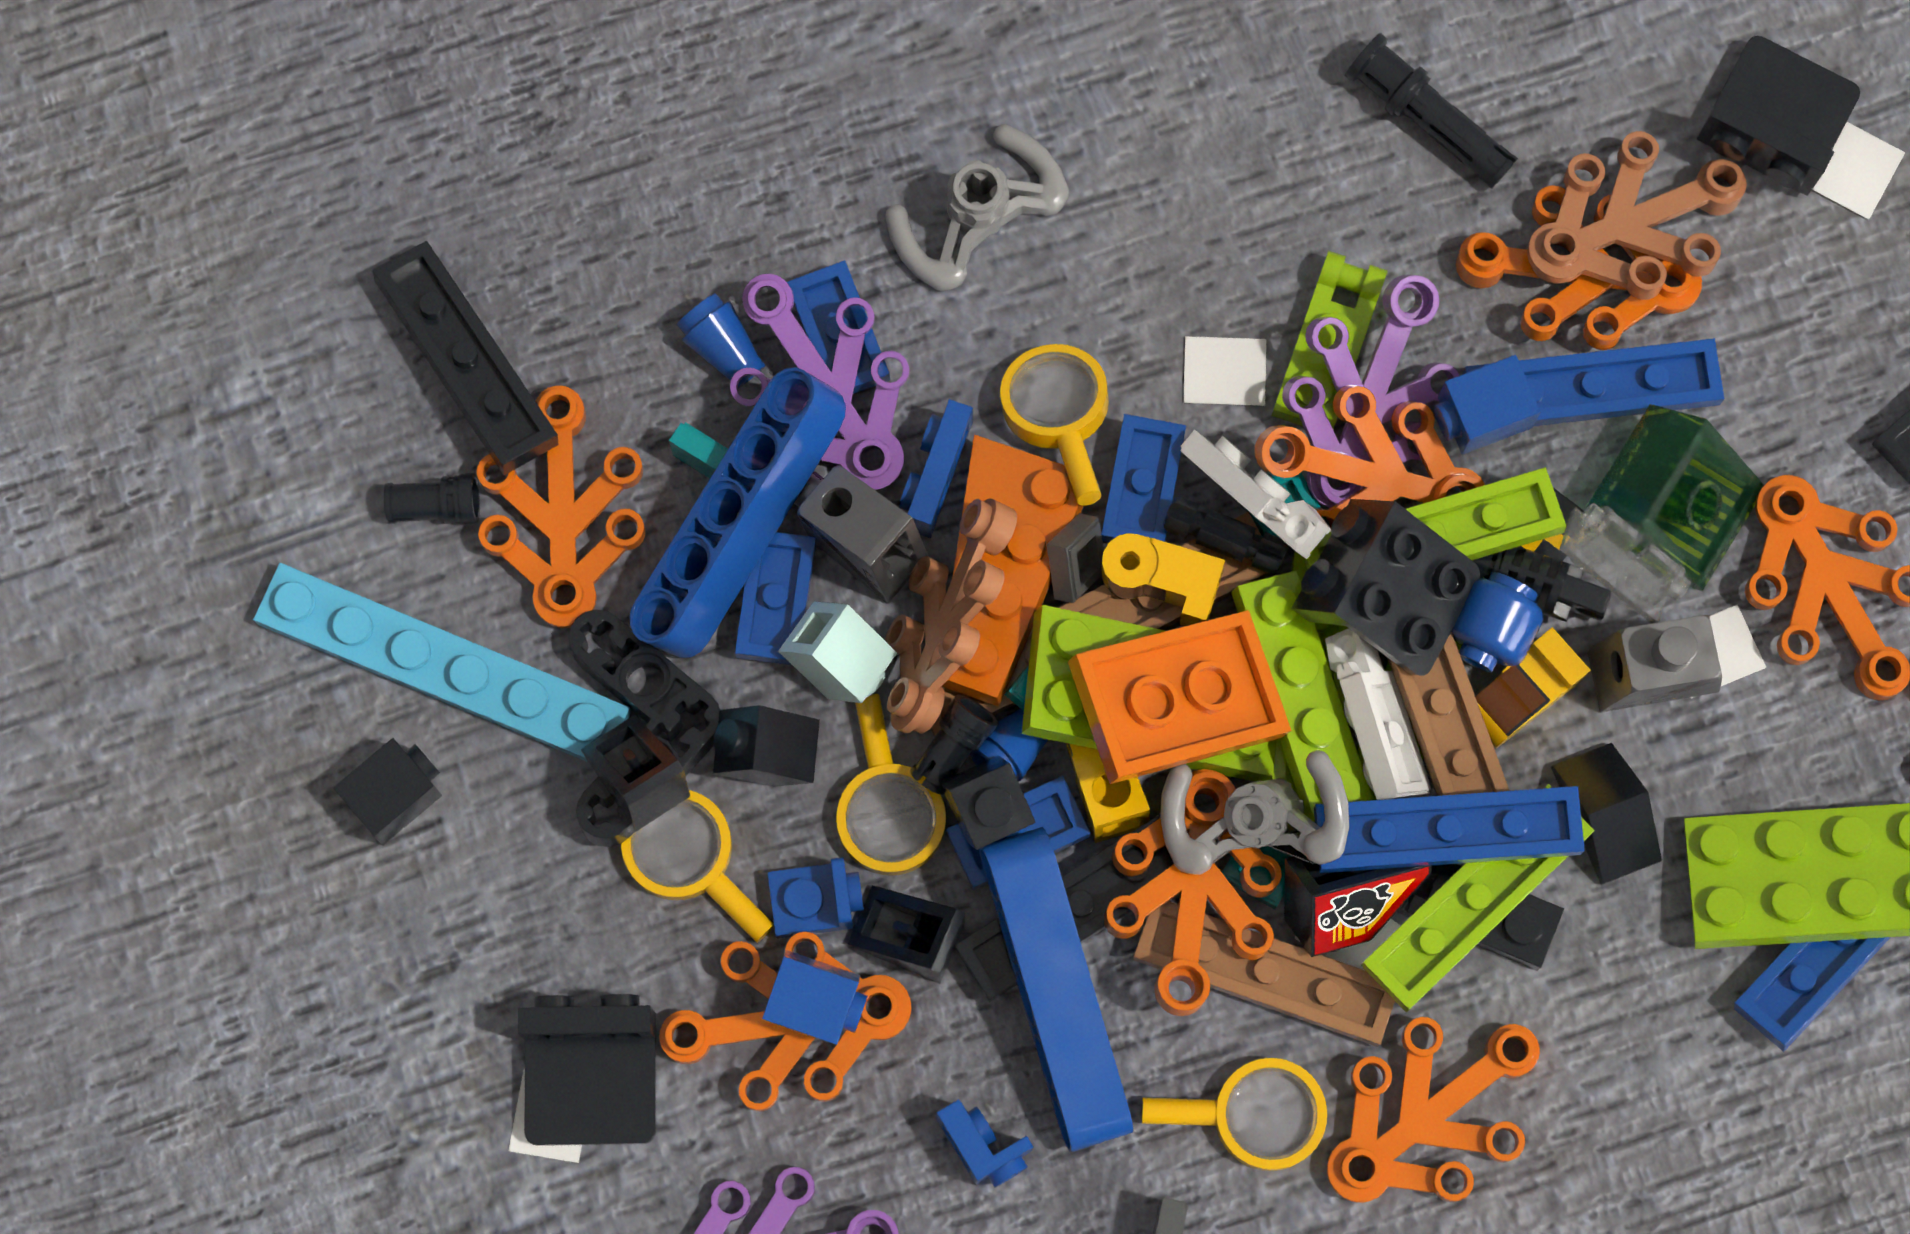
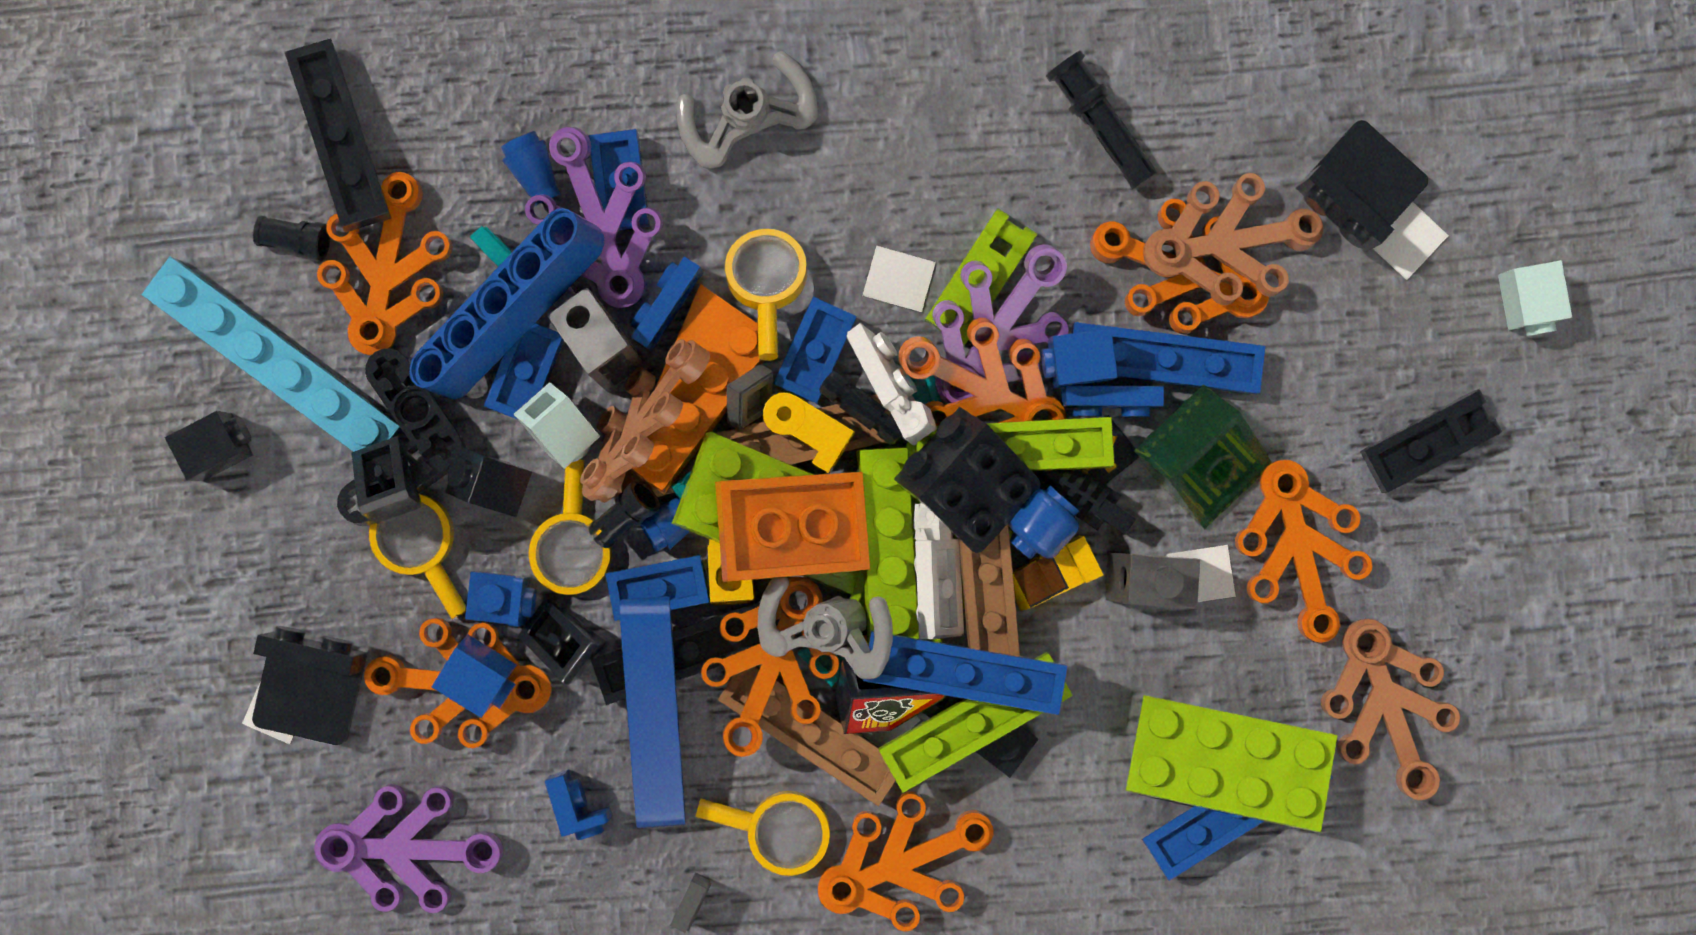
camera: 15 degrees right, 10 degrees up
(987, 802) = (633, 568): black brick -> none
(1564, 446) = (1133, 400): none -> blue plate
(1602, 546) = (1140, 491): clear hinge -> none
(1617, 810) = (1091, 675): black slope -> none

